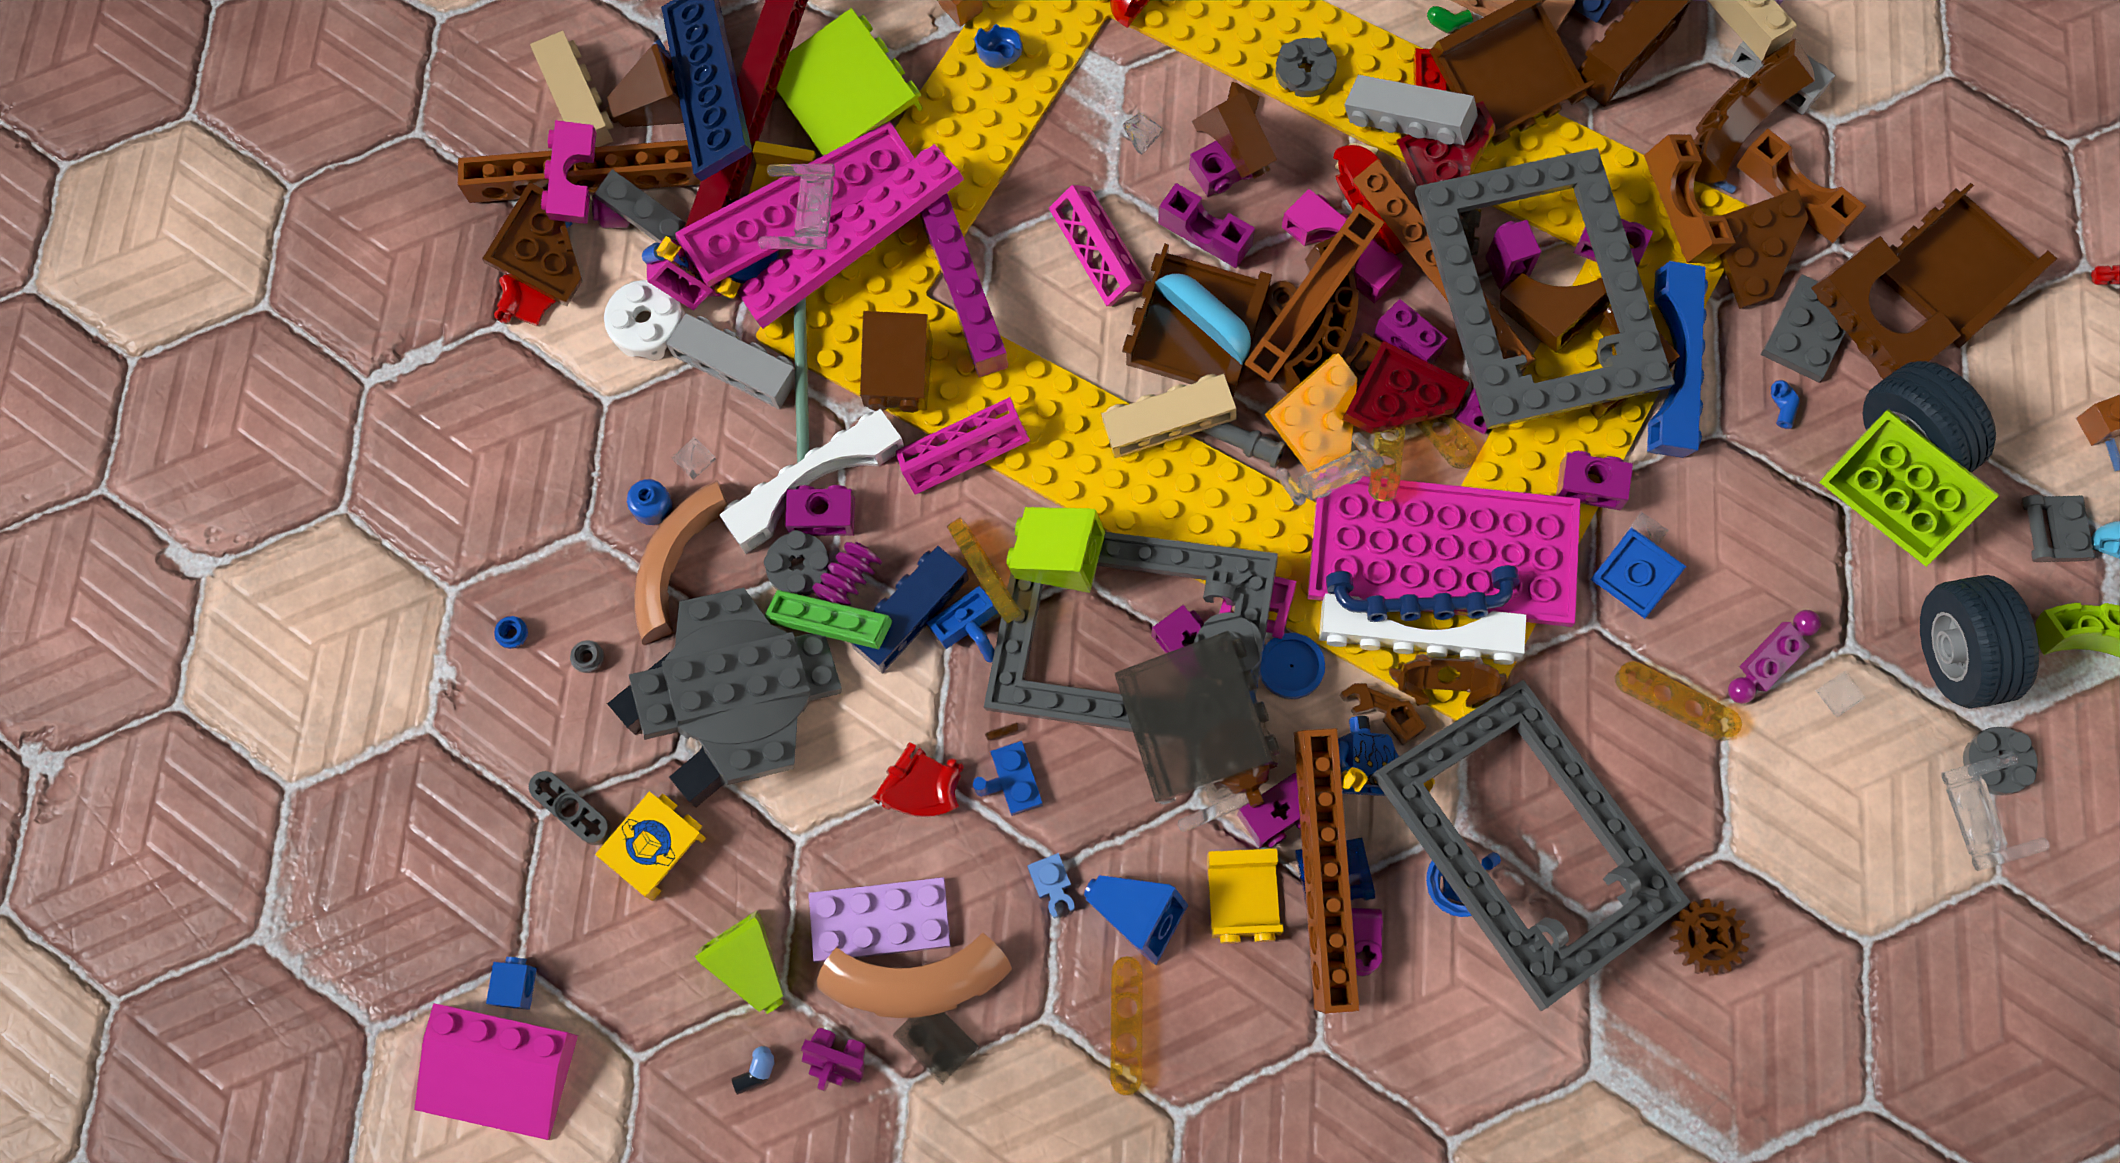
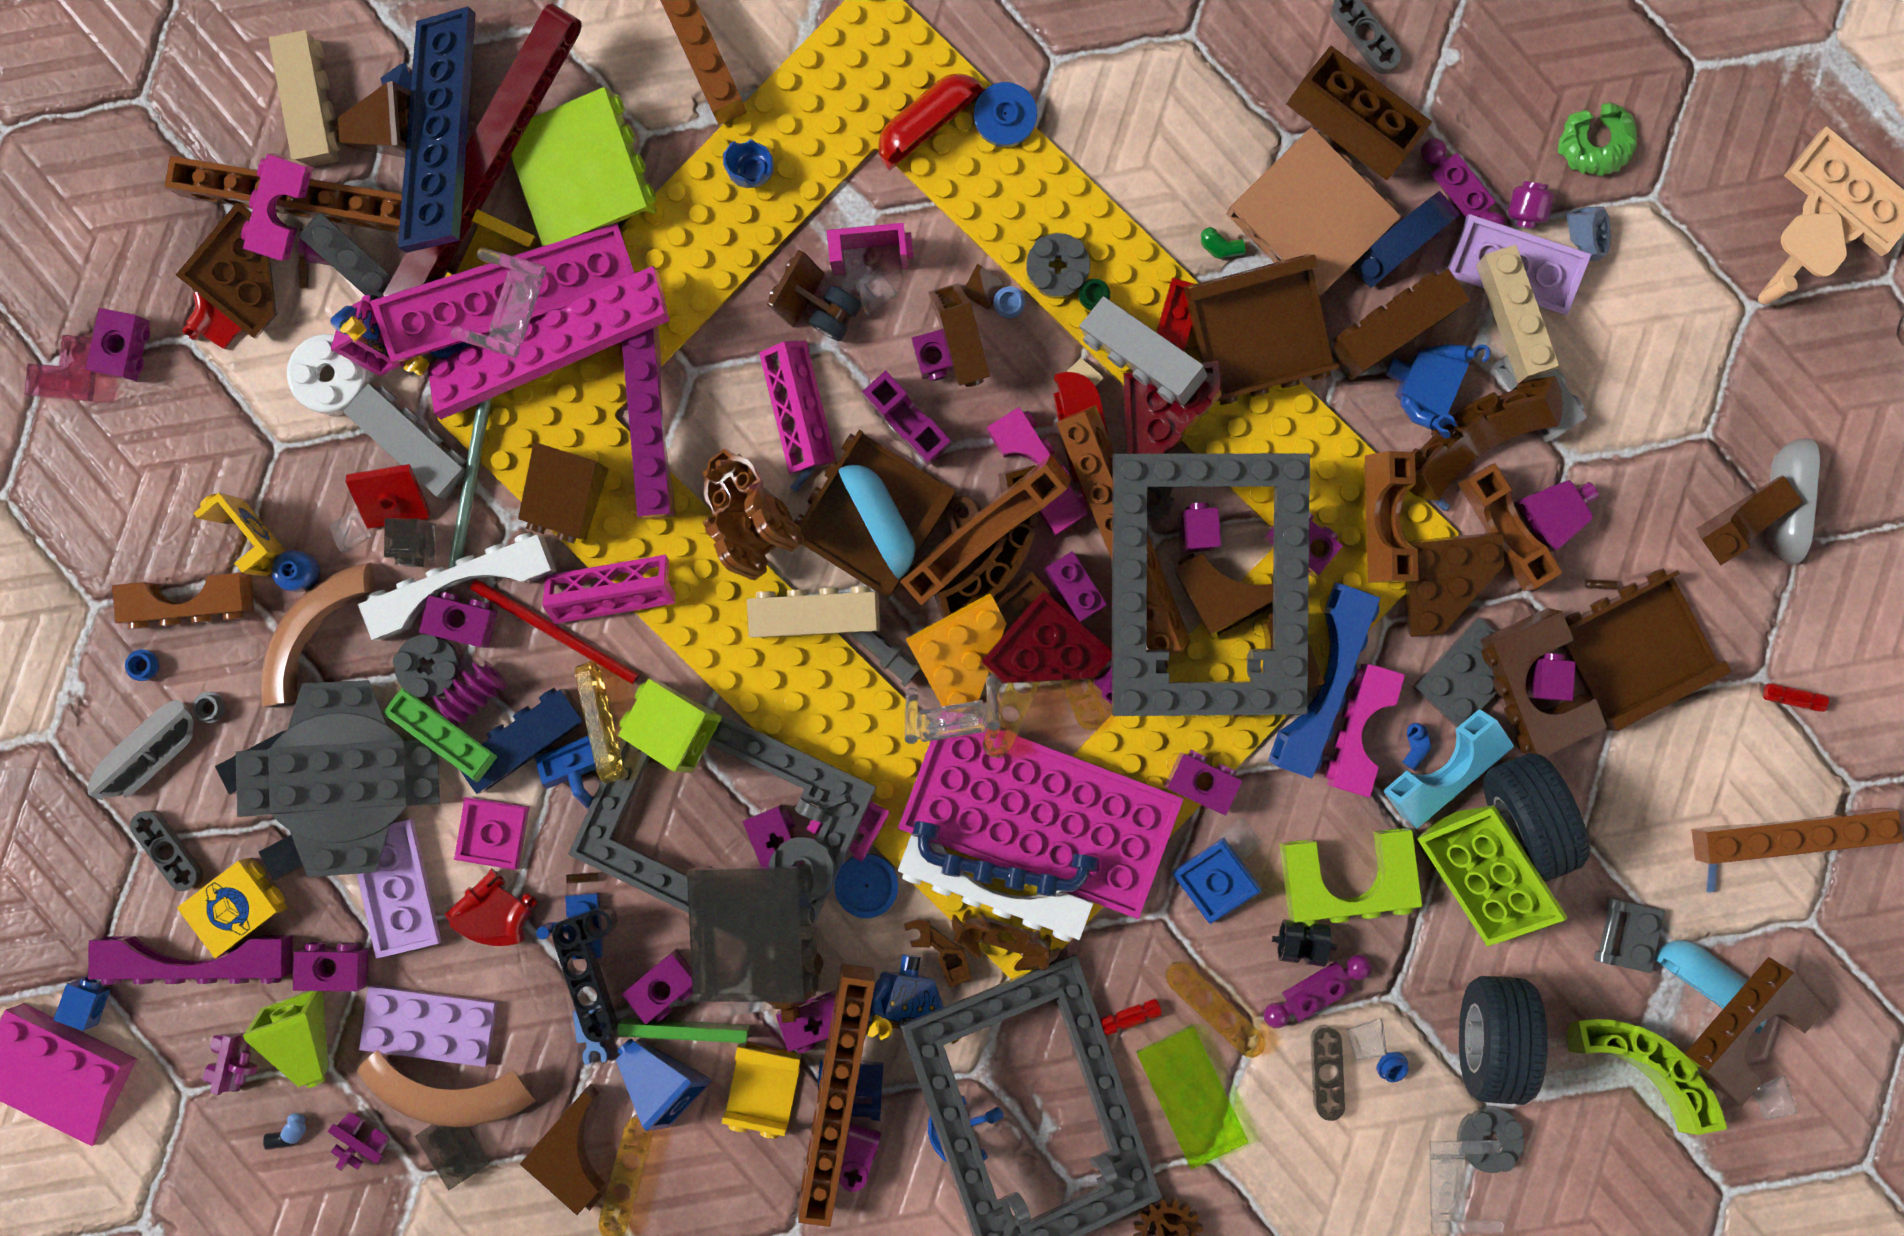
camera: 15 degrees right, 15 degrees up
(393, 384) = (68, 379): none -> clear pink plate
(428, 326) = (108, 331): none -> magenta brick
(530, 712) = (143, 752): none -> light grey brick
(567, 456) = (266, 548): none -> yellow panel
(580, 546) = (220, 595): none -> dark orange arch
(600, 247) = (303, 277): none -> reddish brown leg
(683, 1008) = (231, 1065): none -> magenta hips
(686, 891) = (129, 958): none -> magenta arch
(726, 410) = (387, 494): none -> red plate
(757, 443) = (409, 541): none -> clear smoke brick
(786, 883) = (311, 970): none -> magenta brick
(820, 793) = (399, 896): none -> lavender plate
(899, 709) = (491, 833): none -> dark pink tile
(917, 502) = (554, 631): none -> red piece
(1039, 815) = (592, 976): none -> black beam
(1052, 1021) = (561, 1158): none -> reddish brown arch
(1072, 144) = (797, 291): none -> reddish brown plate
(1078, 338) = (746, 516): none -> dark orange animal
(1115, 796) = (643, 994): none -> magenta brick
(1120, 311) = (801, 479): none -> medium blue leg
(1128, 80) = (867, 237): none -> dark pink panel
(1148, 854) = (684, 1030): none -> bright green tile
(1270, 110) = (1009, 302): none -> medium blue plate
(1344, 80) = (1092, 292): none -> dark green plate
(1598, 728) = (1131, 1017): none -> red axle
(1682, 83) = (1432, 383): none -> blue torso
(1685, 794) = (1192, 1096): none -> clear neon green tile
(1731, 435) = (1351, 766): none -> dark pink arch
(1735, 567) = (1393, 889): none -> lime arch
(1750, 609) = (1305, 943): none -> black wheel
(1819, 722) = (1320, 1096): none -> clear smoke beam
(1838, 161) = (1557, 512): none -> magenta torso
(1844, 386) = (1478, 746): none -> medium azure arch
(1876, 710) = (1393, 1066): none -> blue plate
(1894, 300) = (1551, 678): none -> magenta brick
(1896, 223) = (1602, 584): none -> reddish brown leg
(2016, 124) = (1740, 524): none -> reddish brown arch
(2050, 105) = (1793, 532): none -> light grey brick

